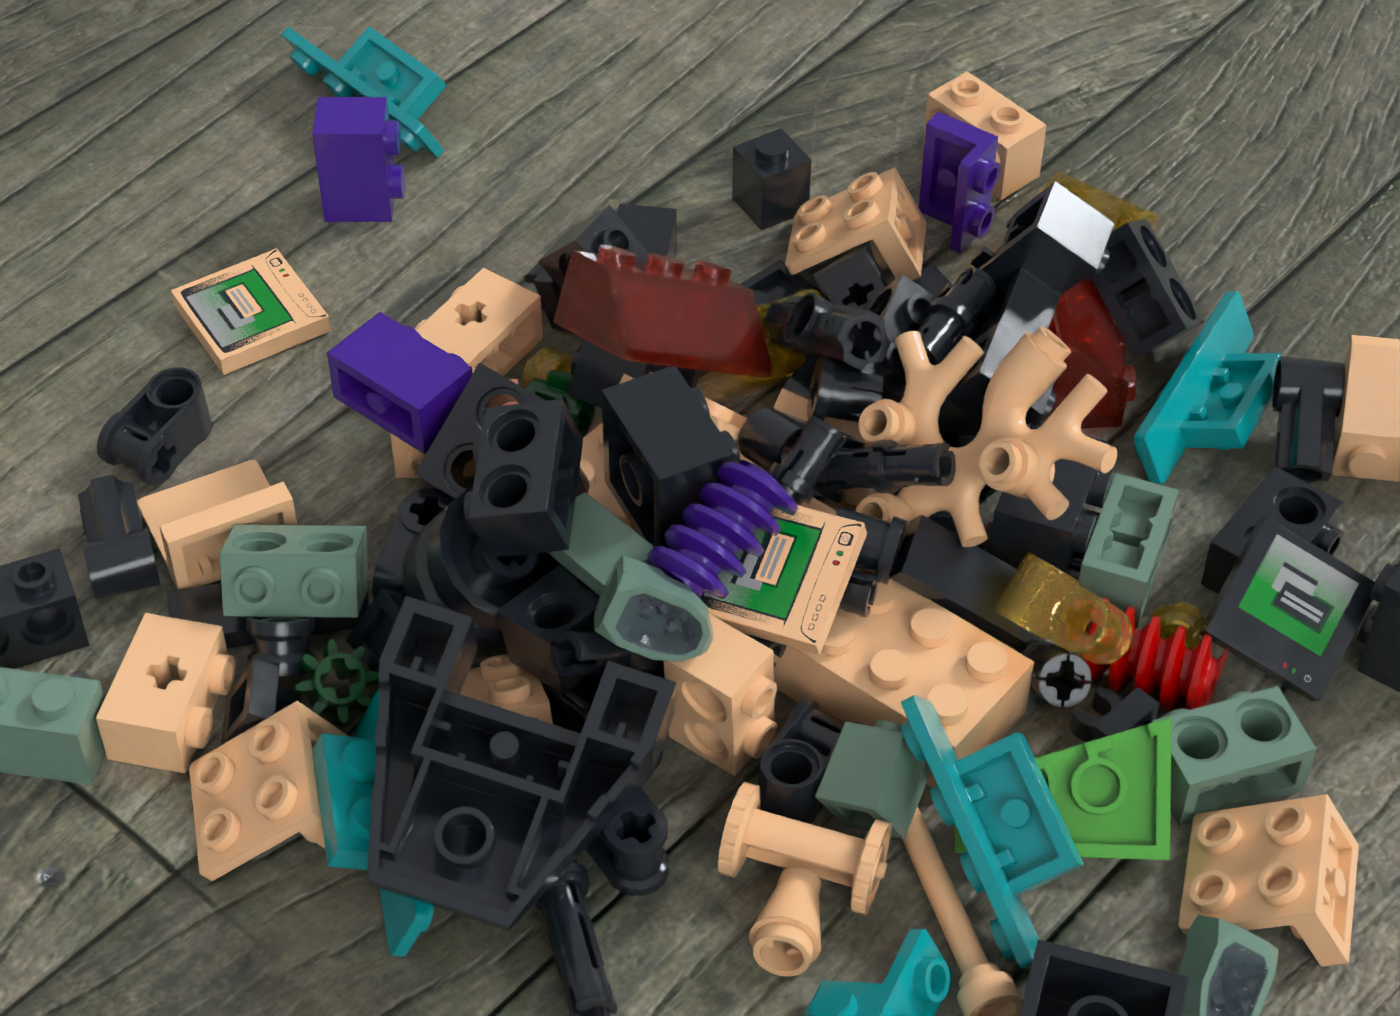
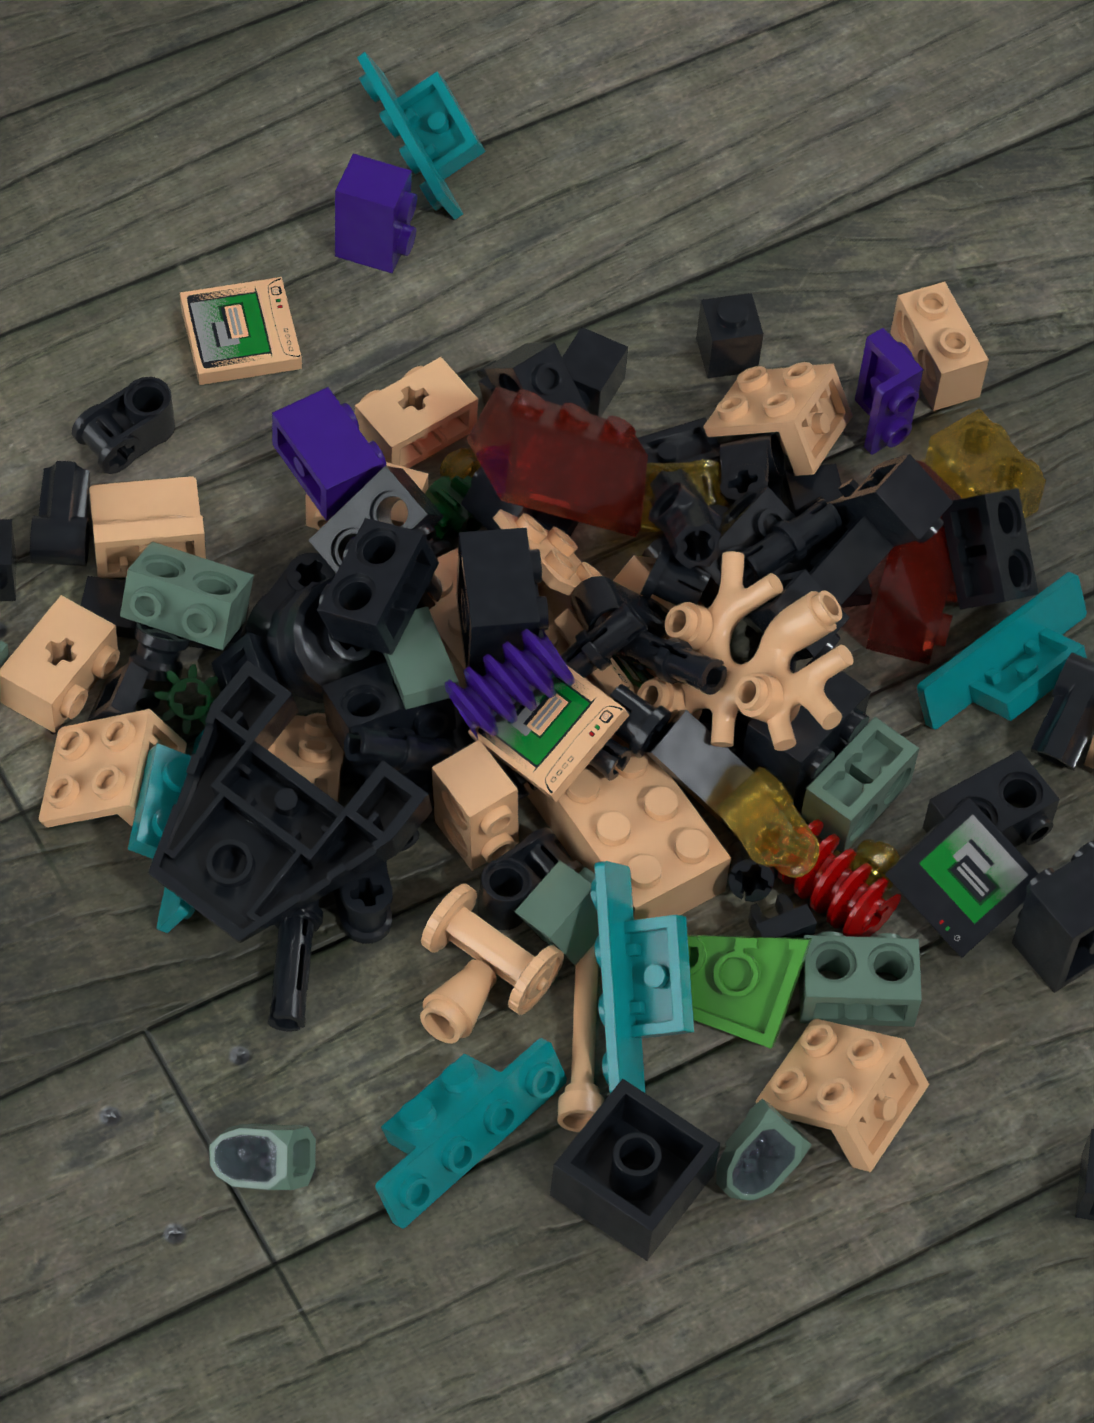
camera: 15 degrees right, 10 degrees up
(652, 613) = (430, 733): rock -> none

